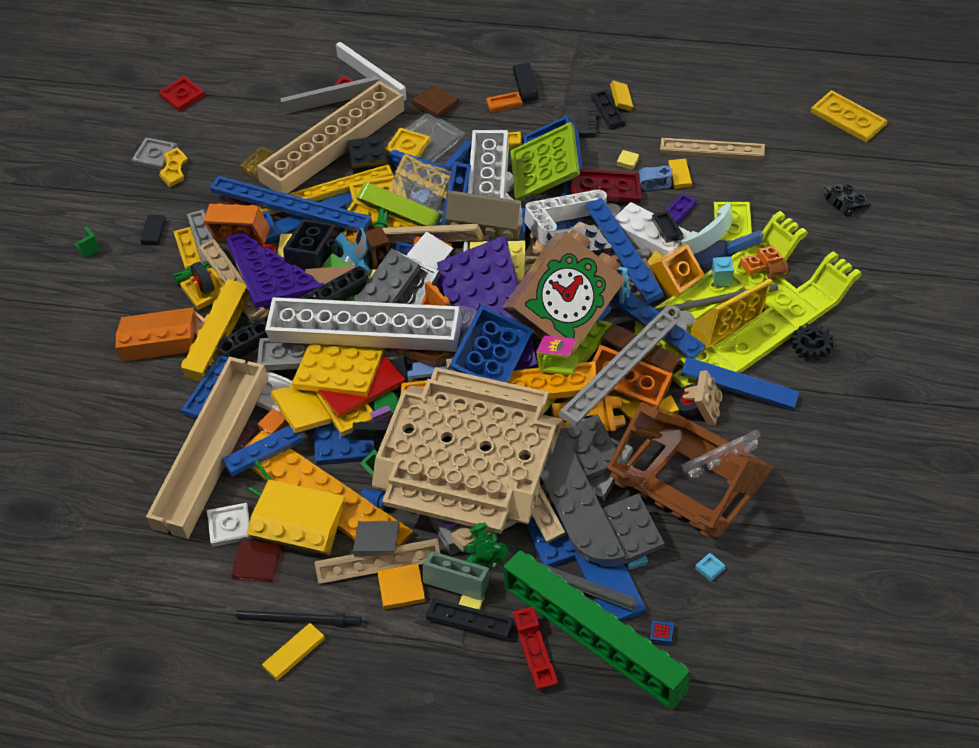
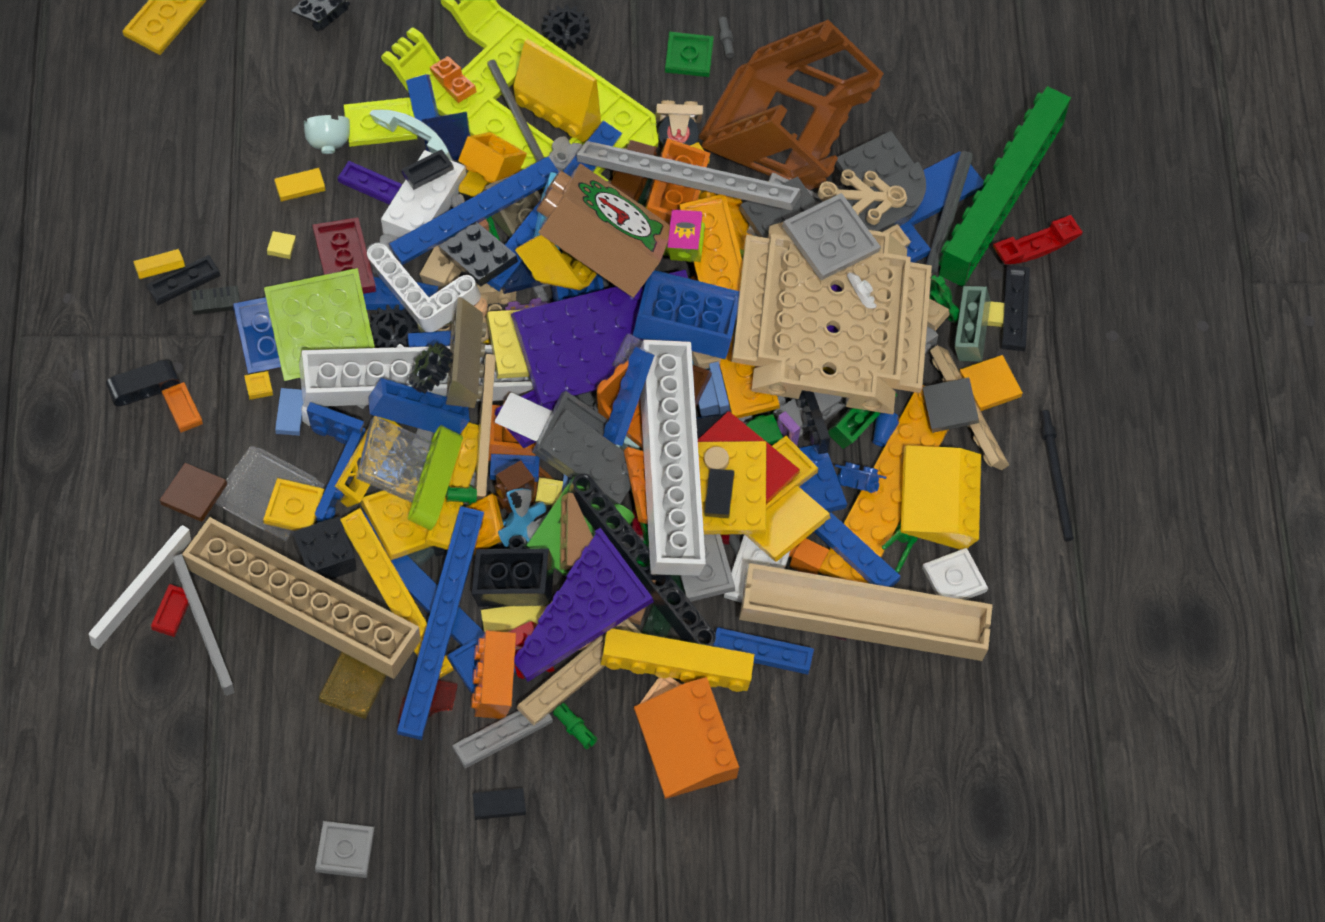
camera: 110 degrees left, 10 degrees up
(87, 245) = (545, 881): green panel -> none
(172, 172) = (362, 810): yellow tile -> none
(181, 93) = (209, 848): red tile -> none
(187, 247) = (527, 747): yellow tile -> none
(203, 286) = (600, 700): yellow plate -> none
(256, 561) = (999, 537): clear red tile -> none
(293, 651) = (1099, 470): yellow tile -> none
(328, 355) = (719, 493): none -> black tile
(332, 467) = (867, 478): none -> blue hinge
(357, 356) = (716, 458): none -> tan tile
(426, 299) = (628, 396): none -> blue plate
(471, 187) = (430, 368): none -> black gear
(476, 460) = (863, 290): none -> white piece
(529, 442) = (831, 236): none -> light grey plate
(588, 501) = (866, 194): none -> tan plant
(653, 178) = (316, 204): medium blue piece -> none
(661, 632) = (982, 137): tile -> none
(710, 567) = (890, 103): medium azure tile -> none
(713, 458) = (777, 73): clear plate -> none
(715, 149) = (247, 154): tan tile -> none
(719, 185) = (327, 133): none -> light aqua cylinder
(722, 271) = (484, 112): medium azure brick -> none
(742, 384) = (645, 89): blue tile -> none
(776, 269) = (469, 61): dark orange bush -> none
(780, 426) = (689, 54): none -> green tile
(795, 453) = (726, 37): none -> dark grey bar

